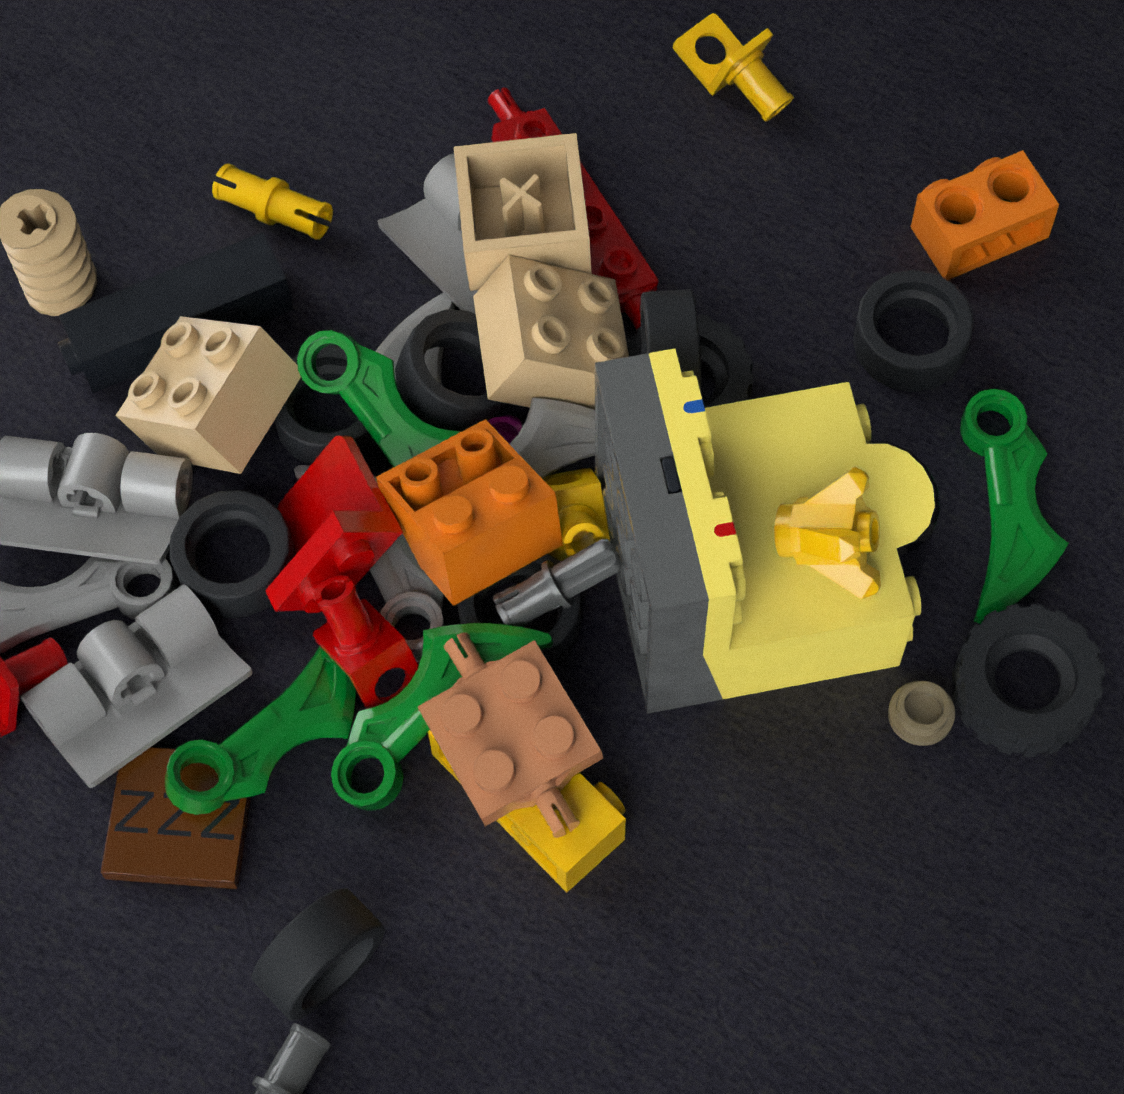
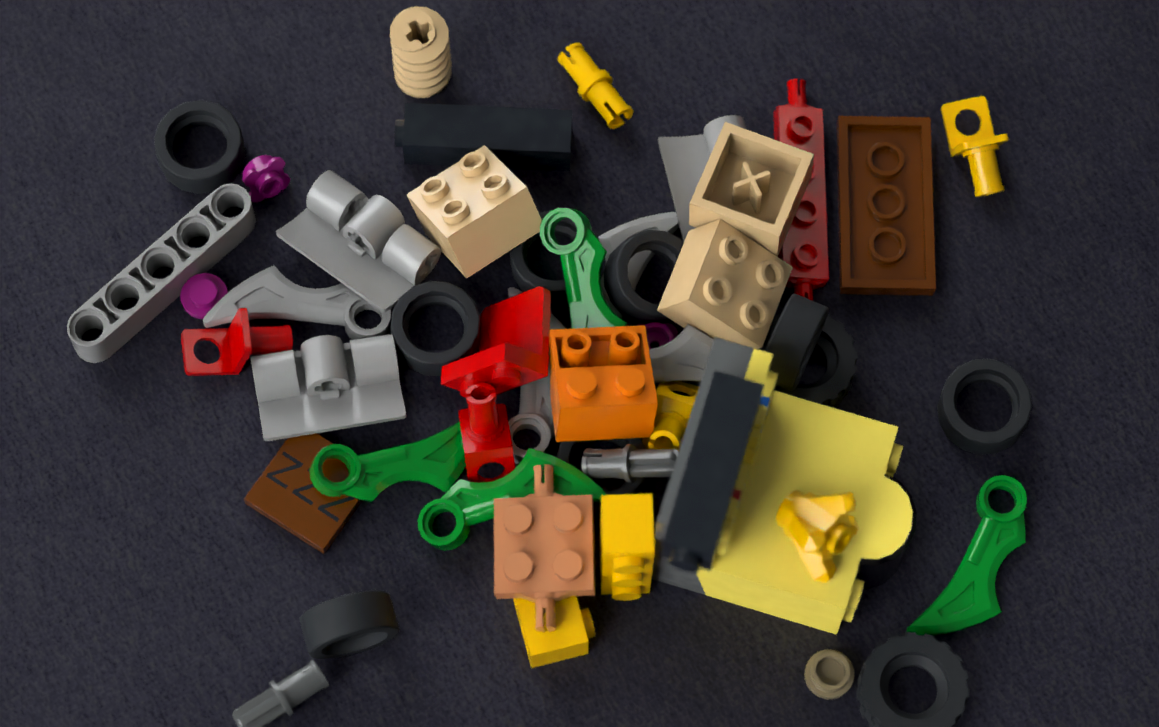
camera: 25 degrees right, 5 degrees up
(611, 674) = (626, 545): none -> yellow brick
(675, 175) = (885, 205): none -> reddish brown plate
(690, 513) = (711, 472): none -> black brick
(988, 224) = (1086, 359): orange brick -> none

